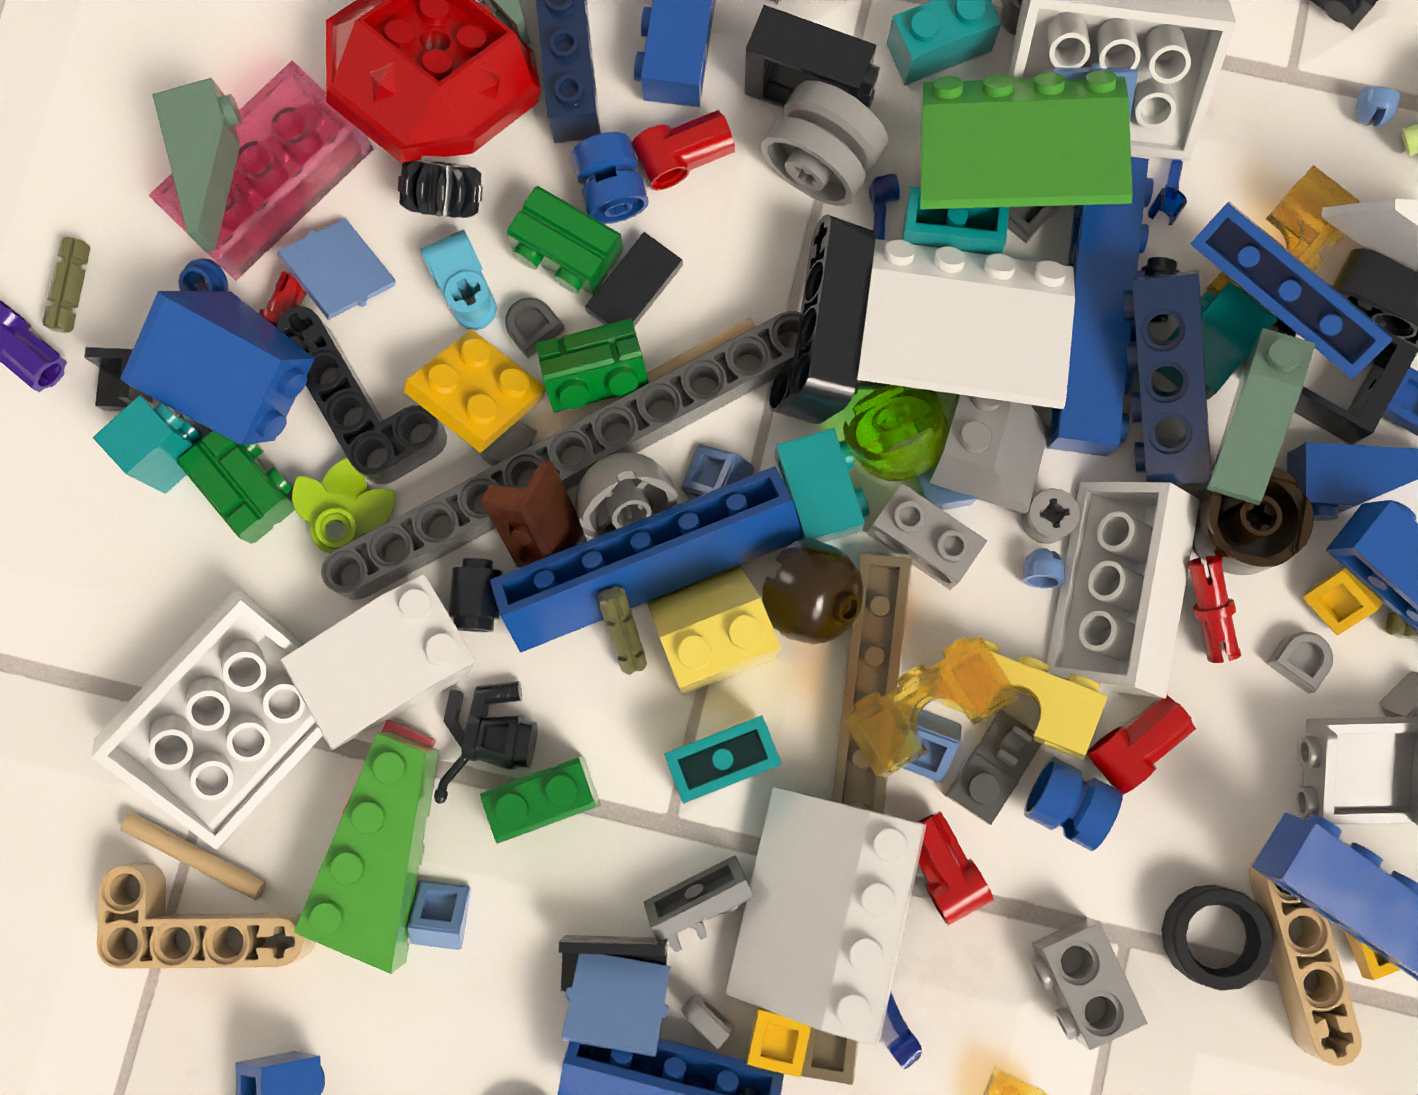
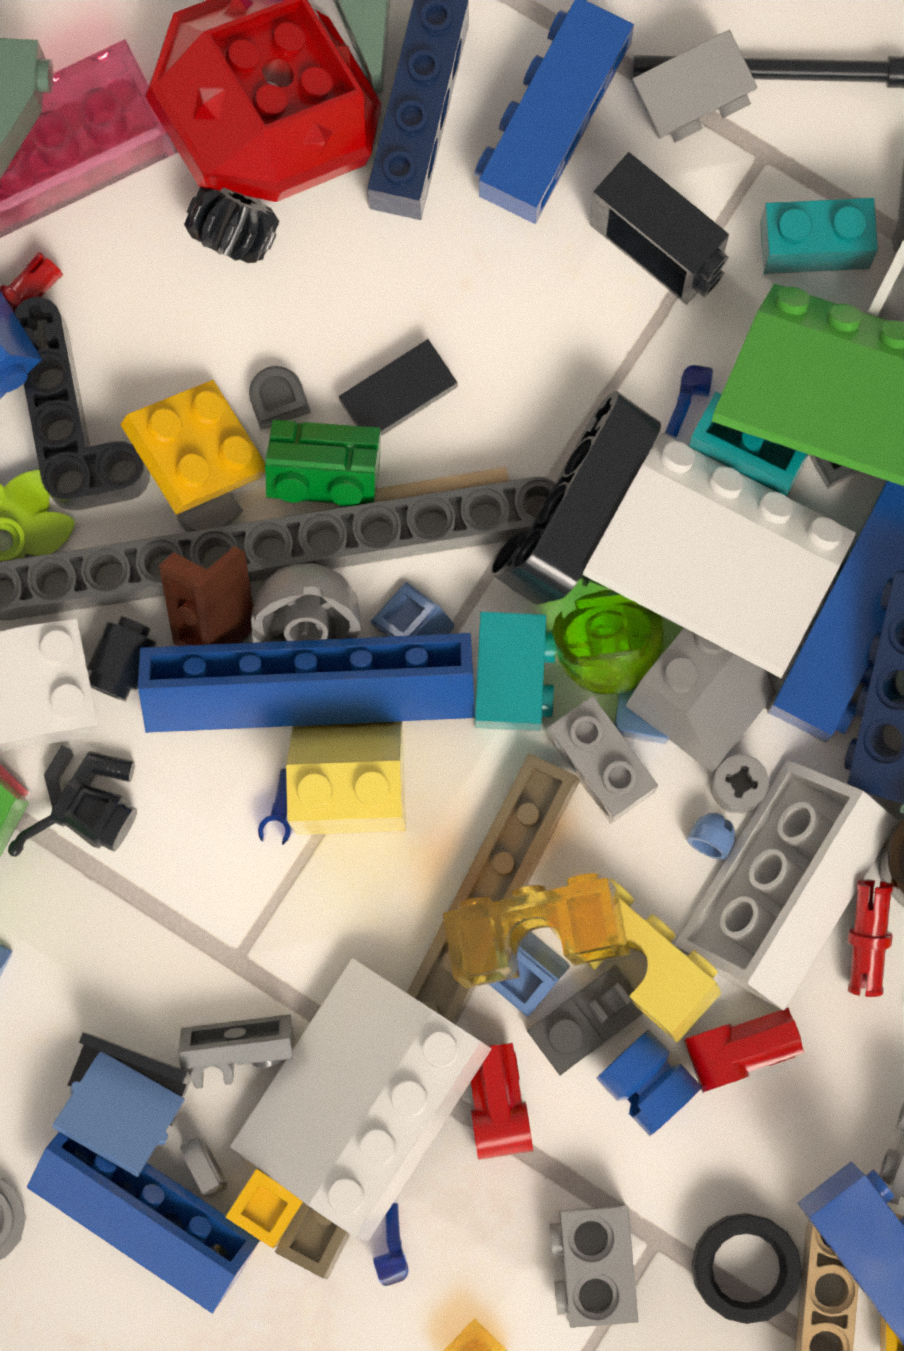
camera: 20 degrees right, 0 degrees up
(336, 268) = (96, 268): medium blue piece -> none
(460, 276) = (220, 318): medium azure piece -> none
(540, 799) = (114, 887): green brick -> none
(564, 241) = (340, 321): green brick -> none
(607, 171) = (411, 264): blue wheel -> none
(622, 629) = (256, 746): olive axle -> none
(660, 675) = (278, 811): none -> clear blue hand
(671, 153) = (484, 265): red piece -> none
(722, 759) = (310, 911): teal brick -> none
(813, 592) = (461, 775): dark brown cylinder -> none
(824, 142) = (645, 314): light grey wheel -> none

